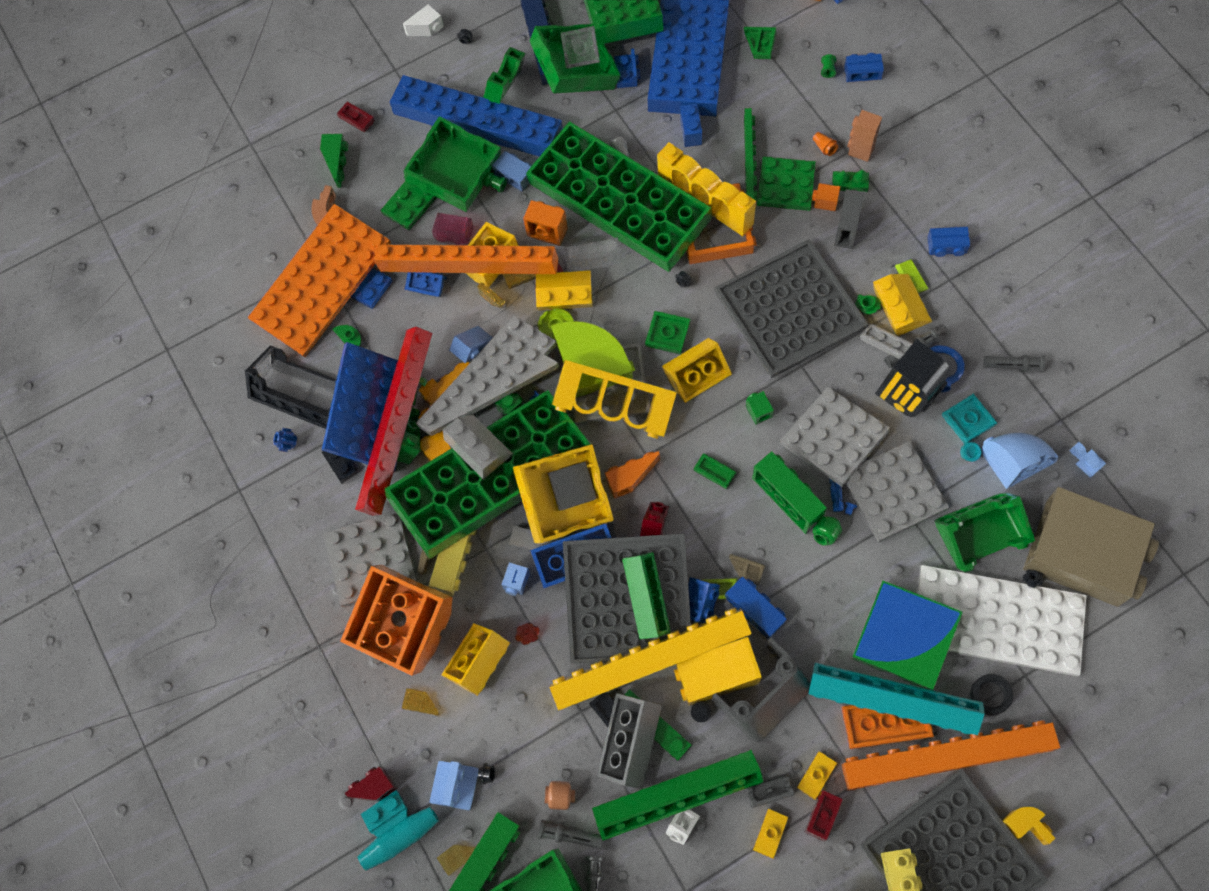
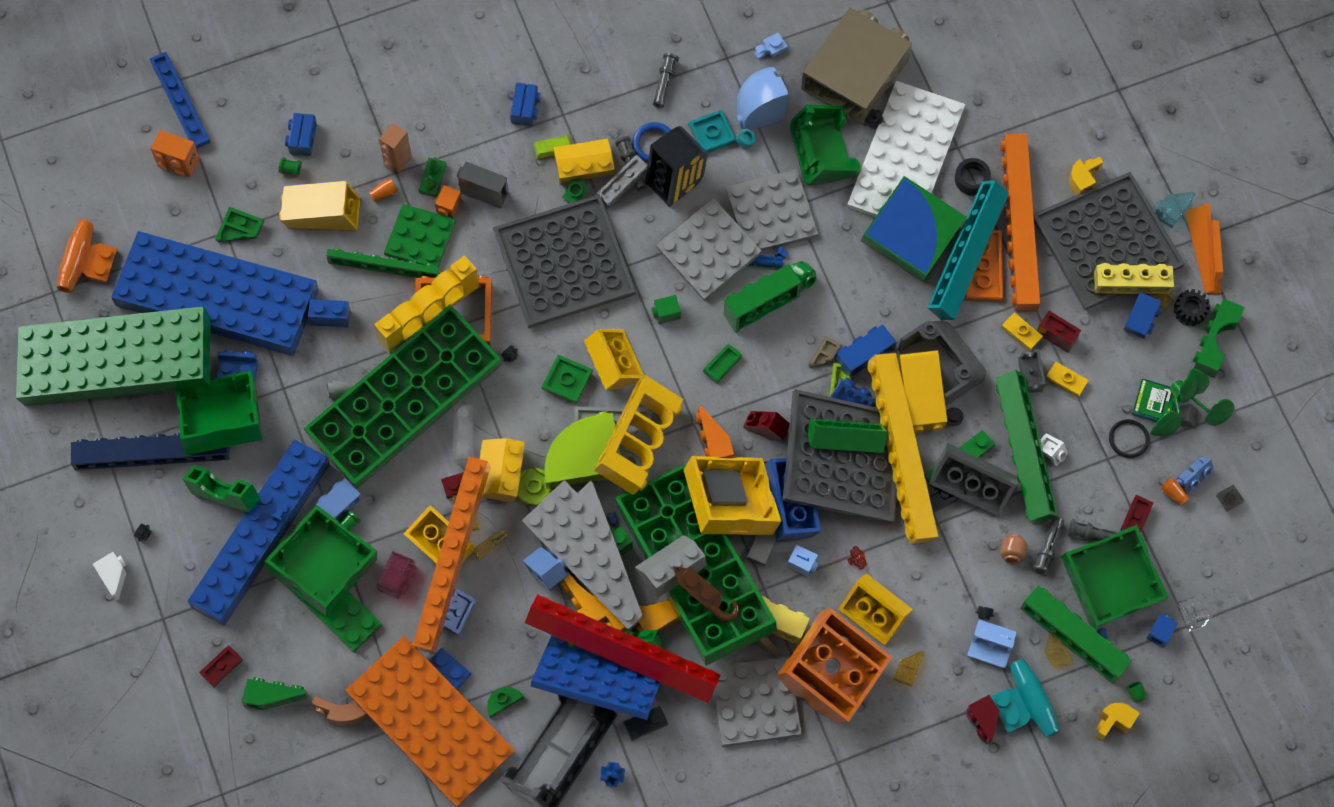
camera: 90 degrees left, 0 degrees up
(445, 474) = (703, 592): none -> reddish brown plate
(545, 222) = (417, 474): orange brick -> none
(580, 47) = (212, 400): clear slope -> none
(794, 97) = (320, 206): none -> yellow slope

